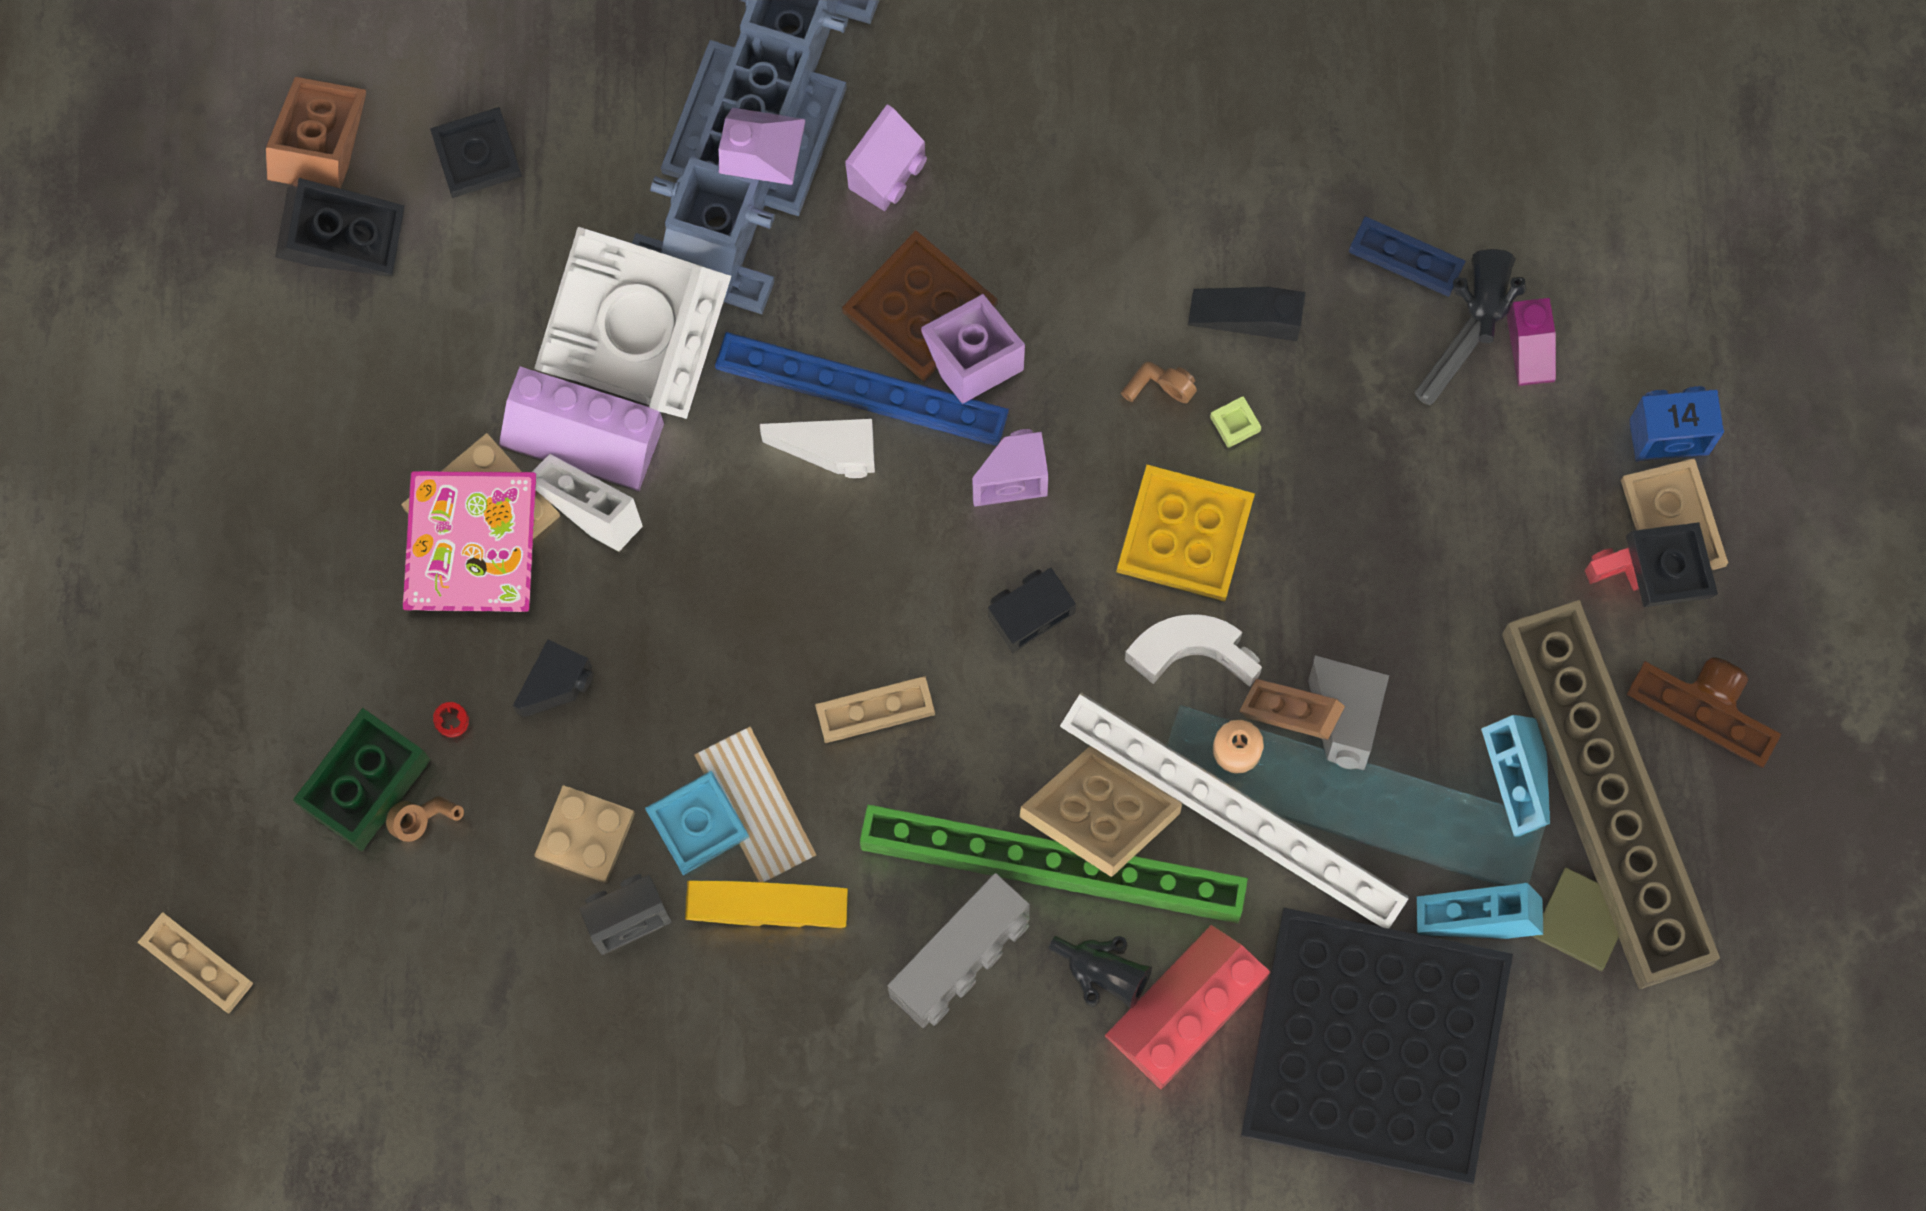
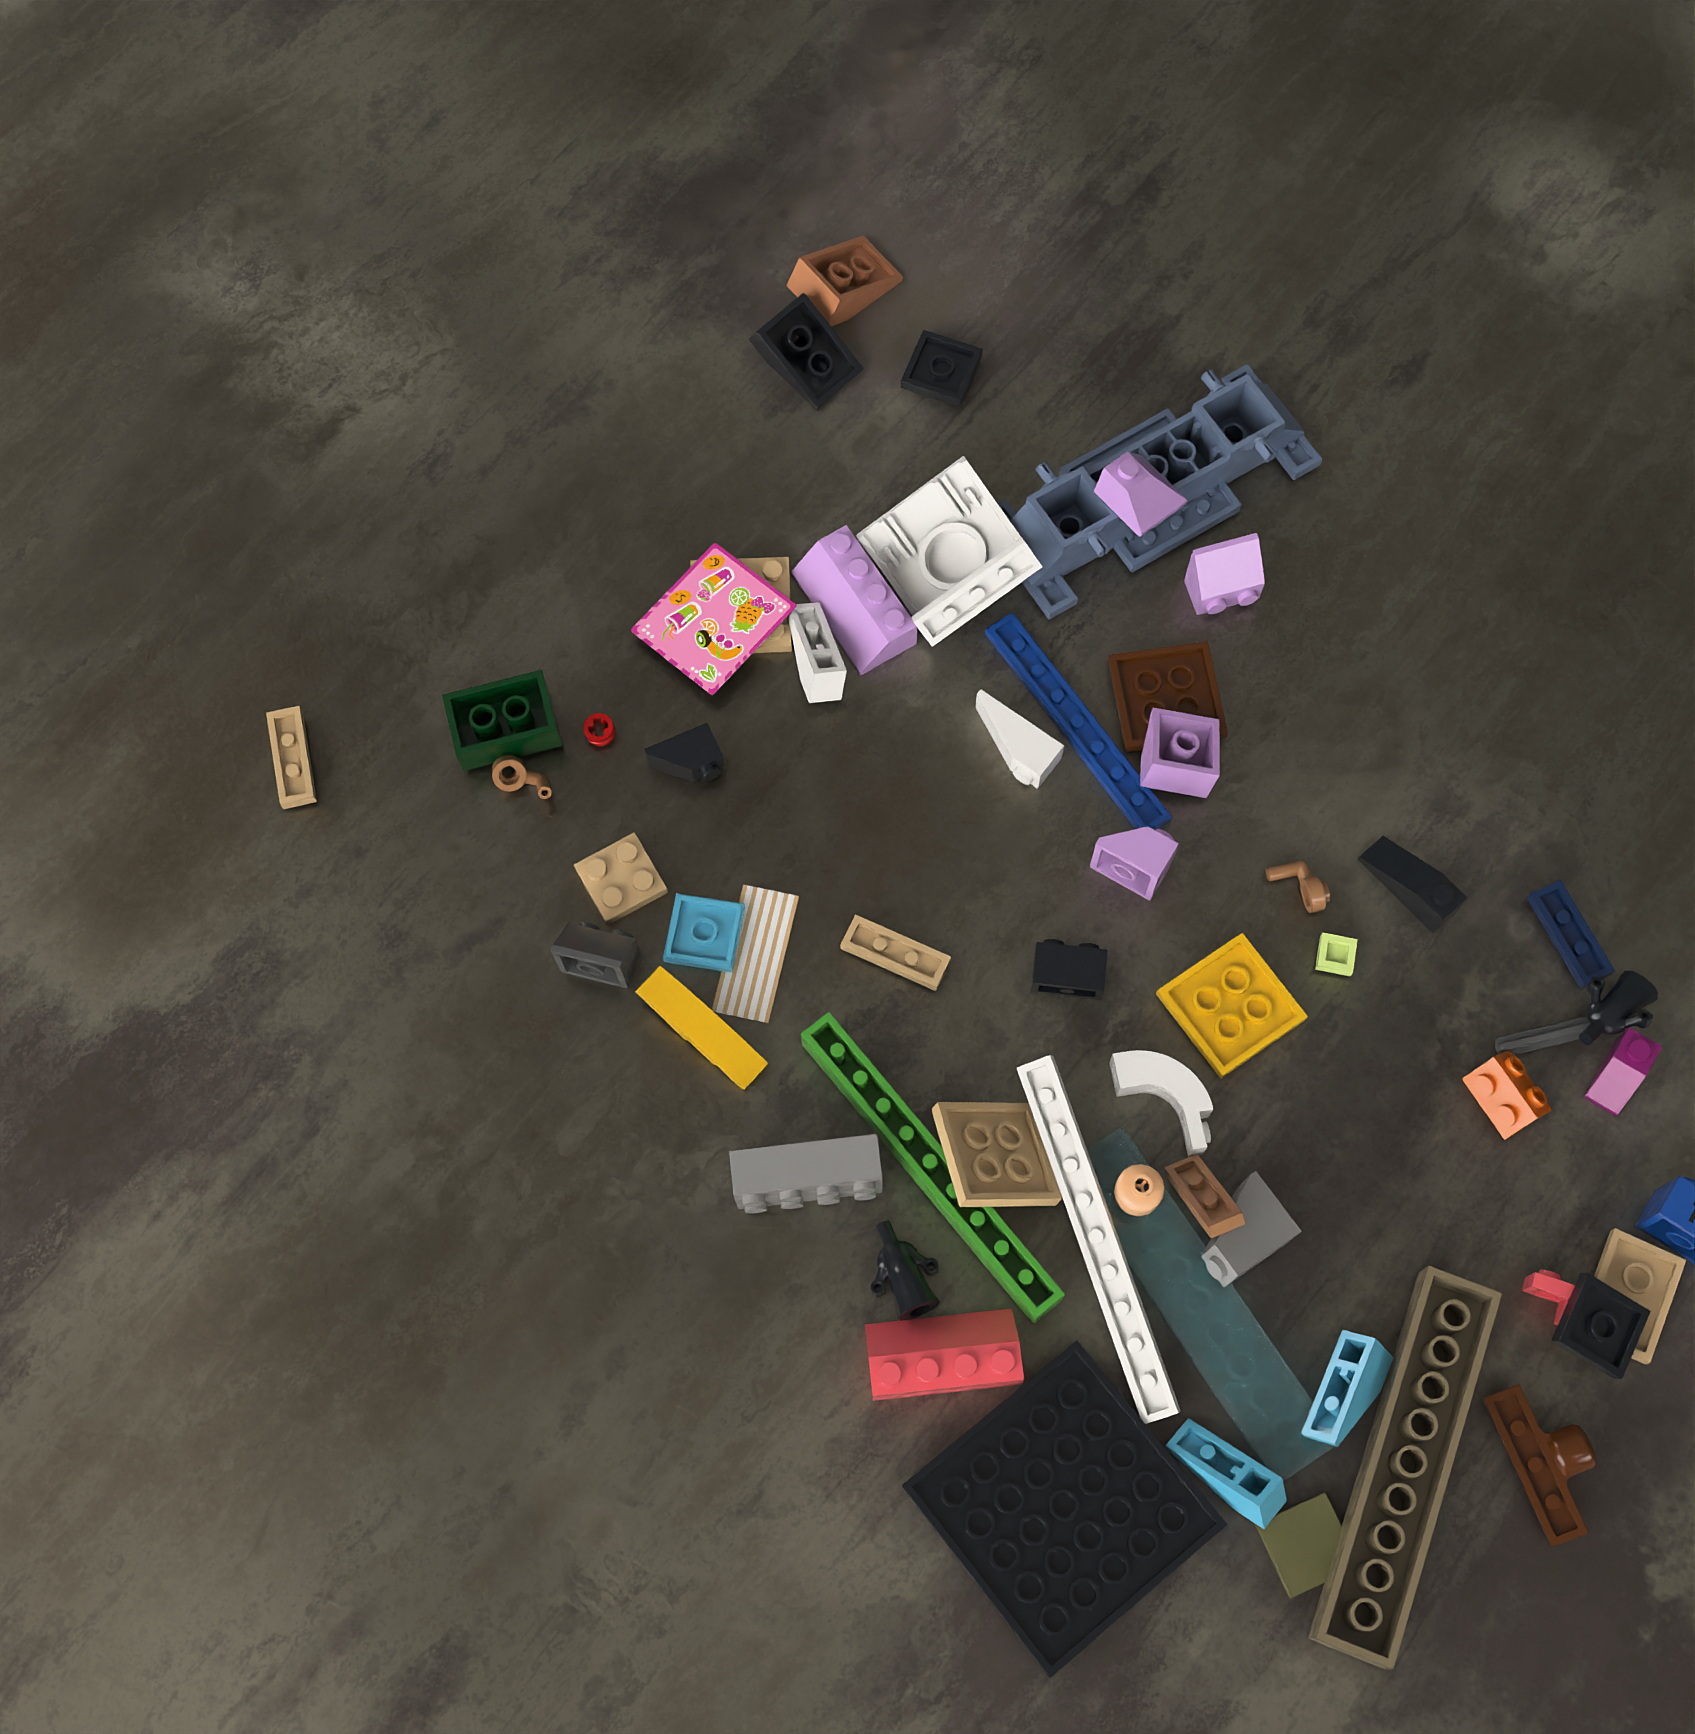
camera: 40 degrees right, 5 degrees down
(1459, 432) = (1507, 1093): none -> bracket

